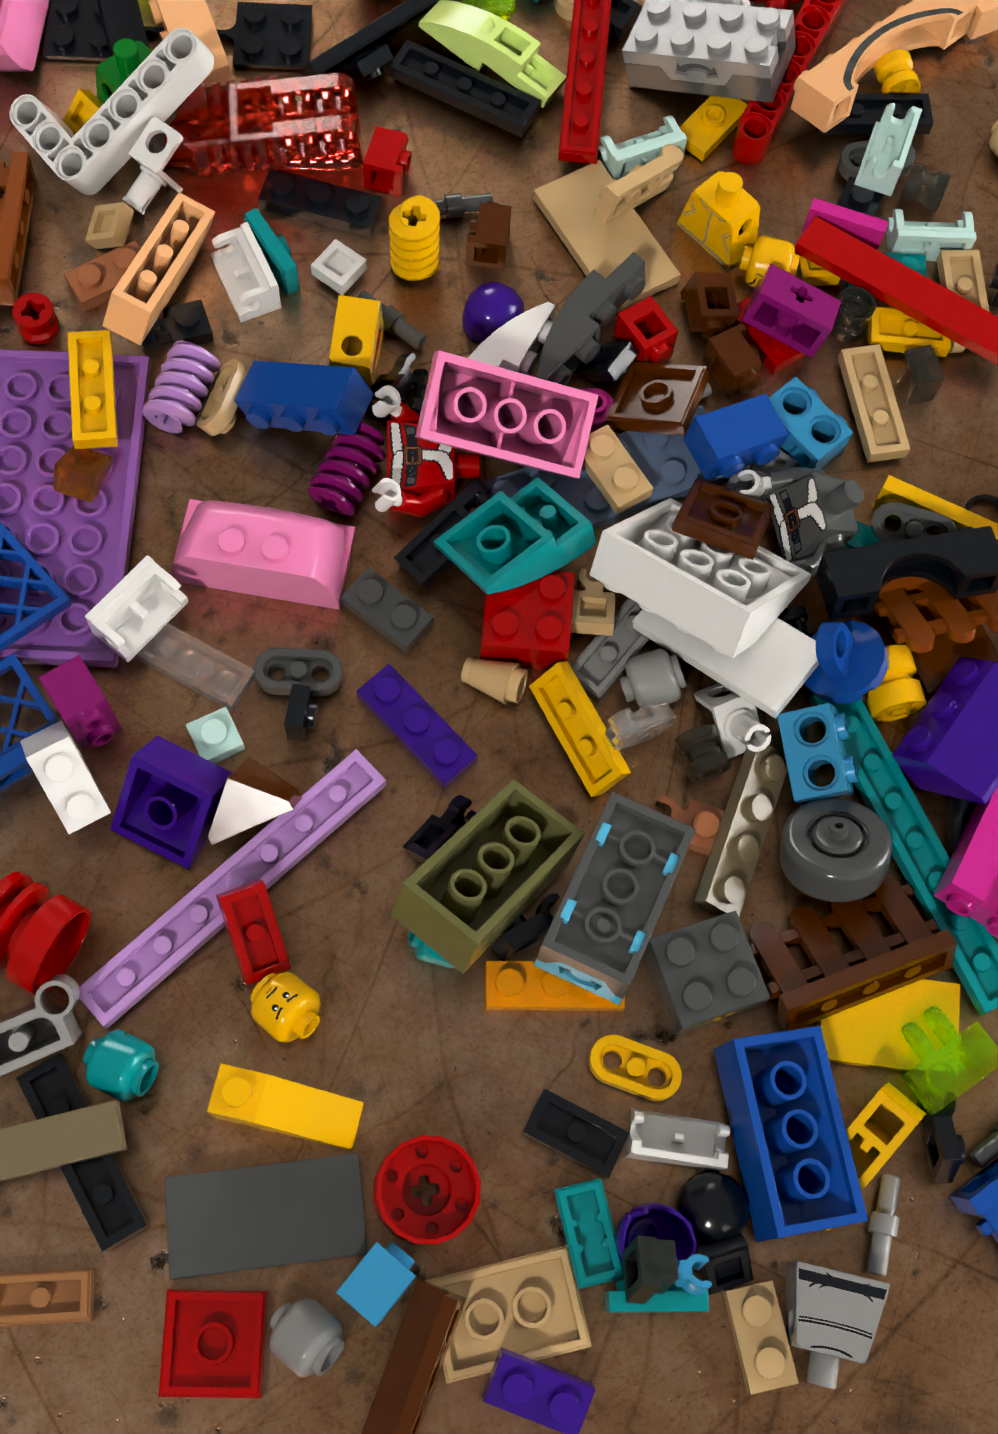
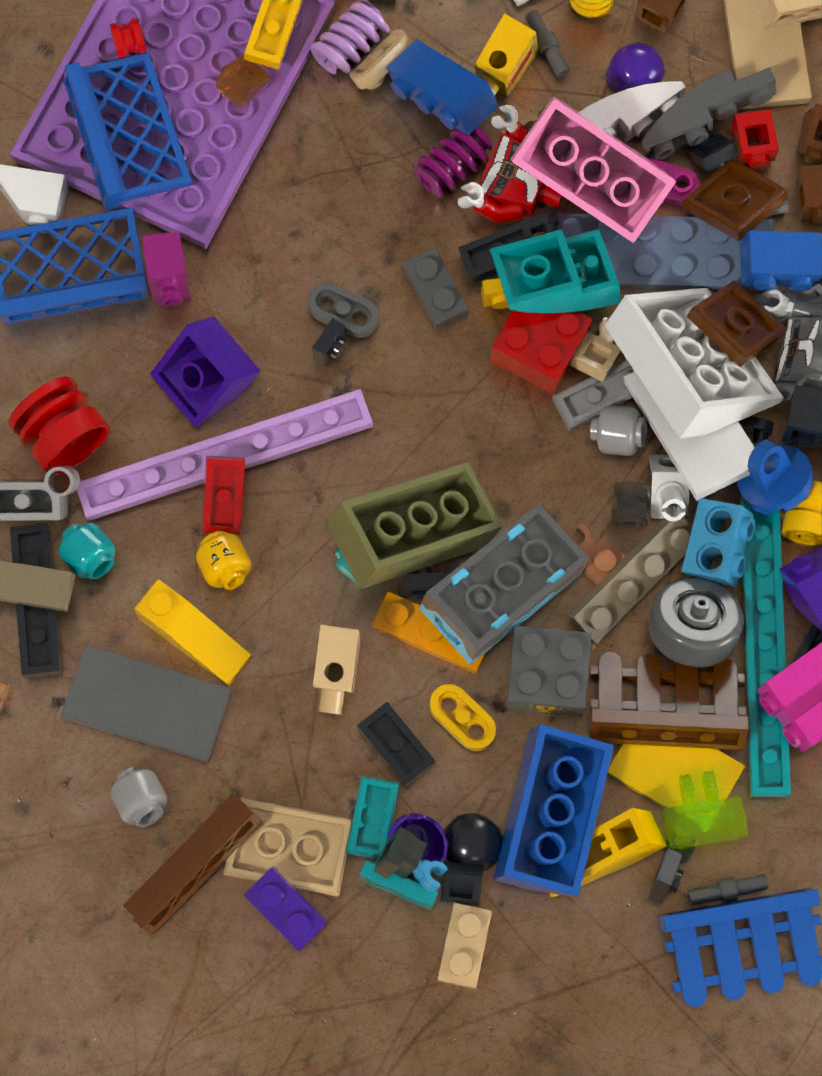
camera: 30 degrees right, 5 degrees up
(65, 777) = (132, 320): white brick -> none
(136, 608) = (238, 210): white hinge -> none
(197, 666) = (262, 266): clear plate -> none
(213, 1344) = (73, 774): red tile -> none
(215, 736) = (258, 334): light aqua plate -> none
(251, 798) = (263, 393): slope -> none
(264, 552) = (358, 202): bright pink windscreen -> none
(378, 1282) = (205, 779): dark azure brick -> none
(399, 378) = (525, 101): black plate -> none
(417, 725) = (417, 390): dark purple plate -> none
(438, 830) = (396, 475): black plate -> none
(442, 1165) = (252, 714): red wheel -> none
(456, 589) = (493, 294): none -> yellow plate
(467, 1051) = (341, 648): none -> tan torso
(496, 678) = (496, 379): tan cone -> none
(579, 729) = (542, 445): yellow plate -> none
(615, 471) = (668, 247): tan plate -> none
(636, 727) = (588, 463): clear plate -> none
(677, 1140) = (468, 782): white hinge -> none
(831, 1317) = (521, 954): light grey torso -> none
(883, 1225) = (595, 911): light grey bar -> none

